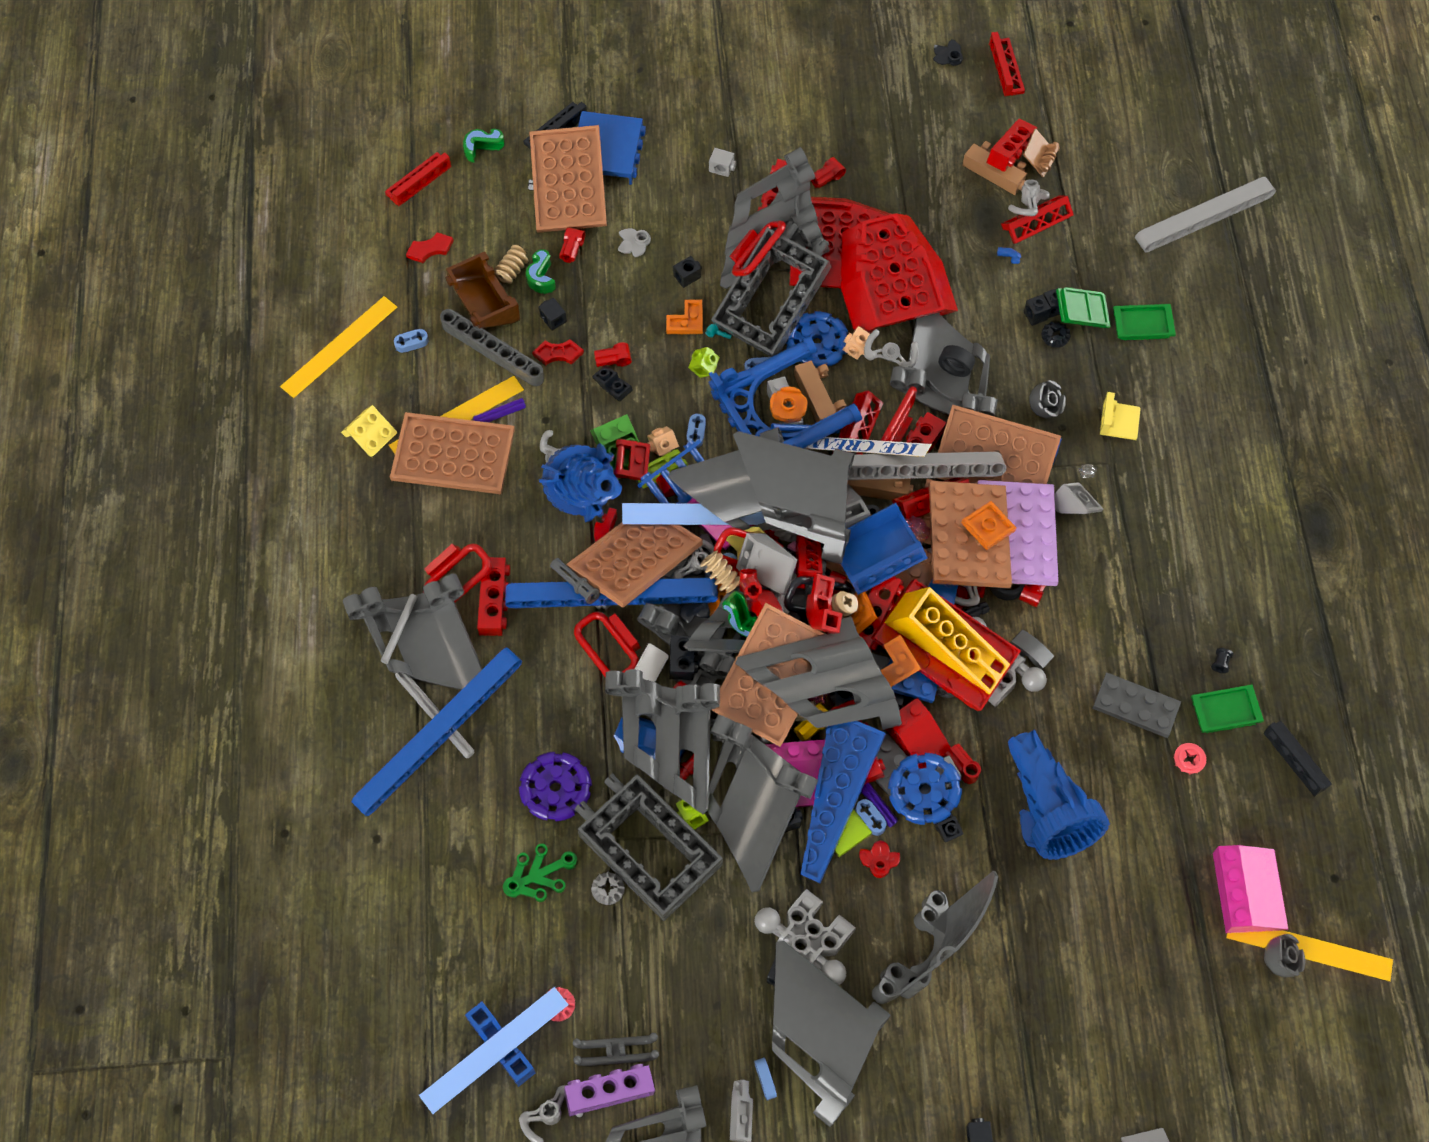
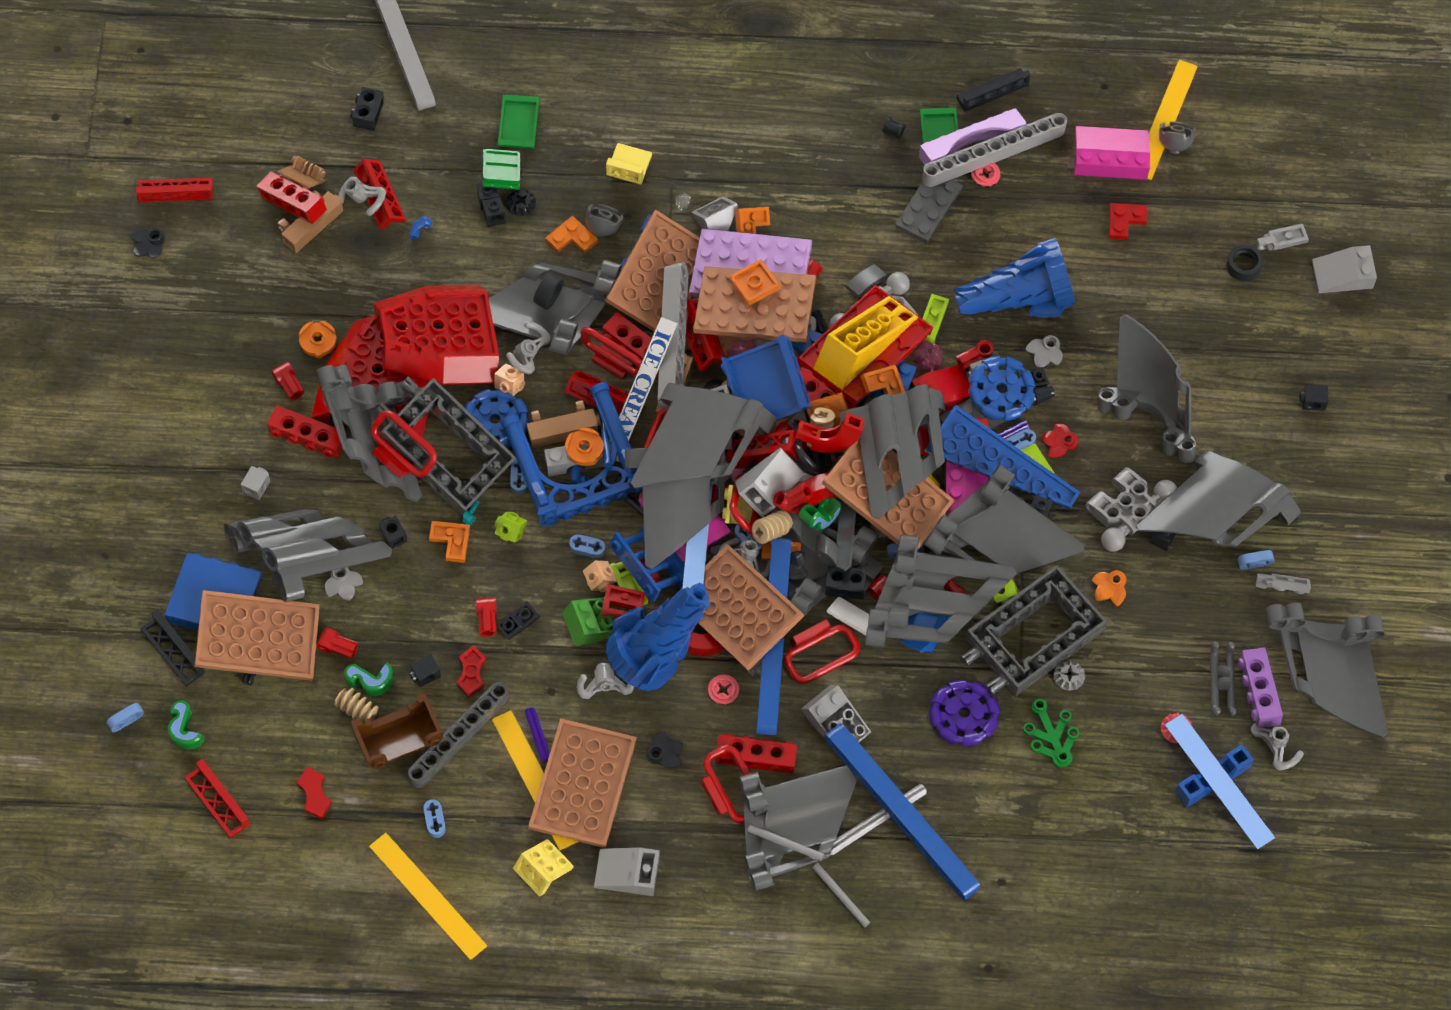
camera: 85 degrees left, 0 degrees up
(353, 688) = (841, 895): none -> light grey bar
(365, 500) = (628, 870): none -> light grey slope
(487, 101) = (125, 717): none -> medium blue beam
(491, 521) = (666, 749): none -> black plate
(541, 662) = (833, 708): none -> light grey slope
(560, 553) = (724, 681): none -> coral gear
(580, 584) = (773, 657): dark grey pin -> none
(650, 187) = (302, 549): none -> dark grey panel
(711, 921) = (1109, 589): none -> orange plate
(765, 415) = (576, 477): none -> blue arm
(791, 842) = (1042, 505): none -> black brick
(872, 198) = (317, 329): none -> orange plate
(930, 834) = (1042, 394): none -> black cone
(953, 716) = (929, 356): none -> clear pink brick
(982, 835) = (1044, 353): none -> light grey plate
(1001, 719) = (934, 314): none -> lime plate
(1028, 376) = (572, 232): none -> orange plate
(1077, 529) = (749, 218): none -> orange plate
(1125, 196) = (371, 109): none -> black brick
(1150, 1035) = (1244, 275): none -> black tyre
(1171, 906) = (1122, 215): none -> red plate
(1182, 1090) = (1283, 238): none -> light grey hinge
(1218, 771) = (994, 149): none -> light grey beam
(1250, 769) = (976, 132): none -> lavender arch

